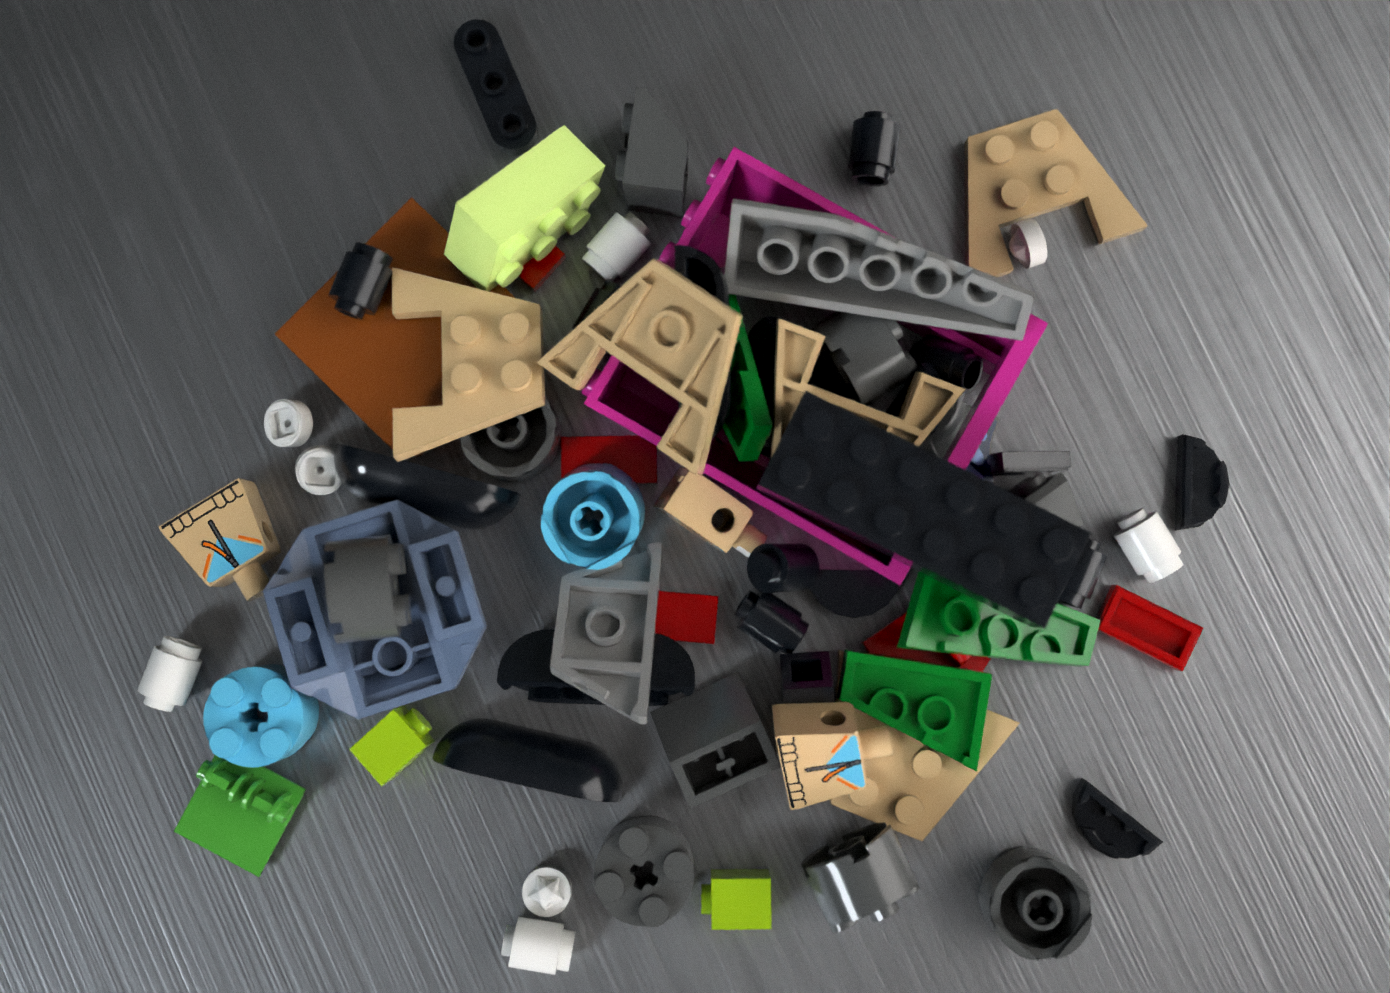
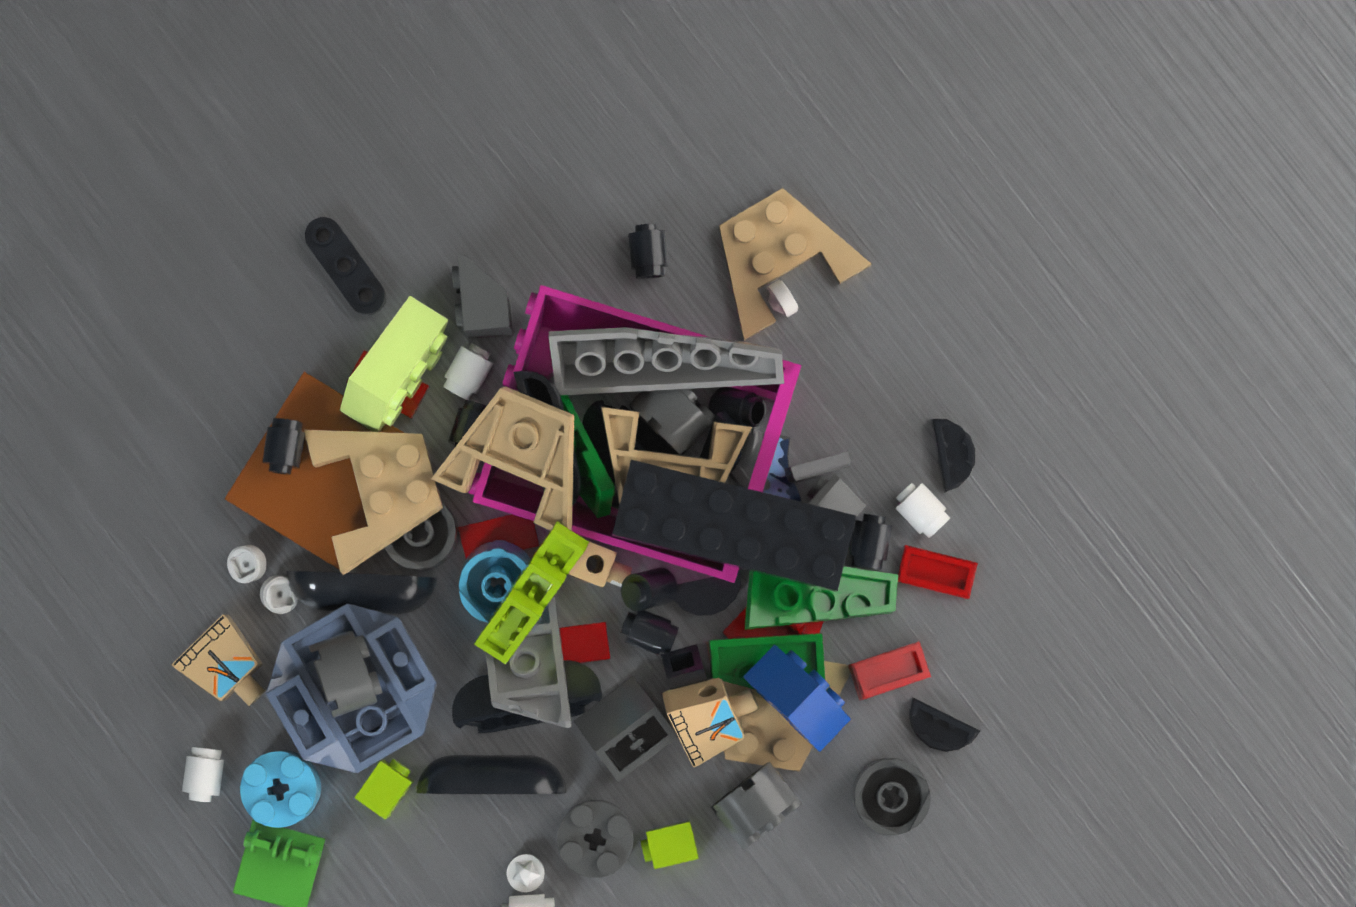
camera: 15 degrees left, 0 degrees up
(635, 537) = (531, 592): none -> lime slope
(950, 750) = (799, 696): none -> blue brick
(1063, 739) = (889, 670): none -> red tile

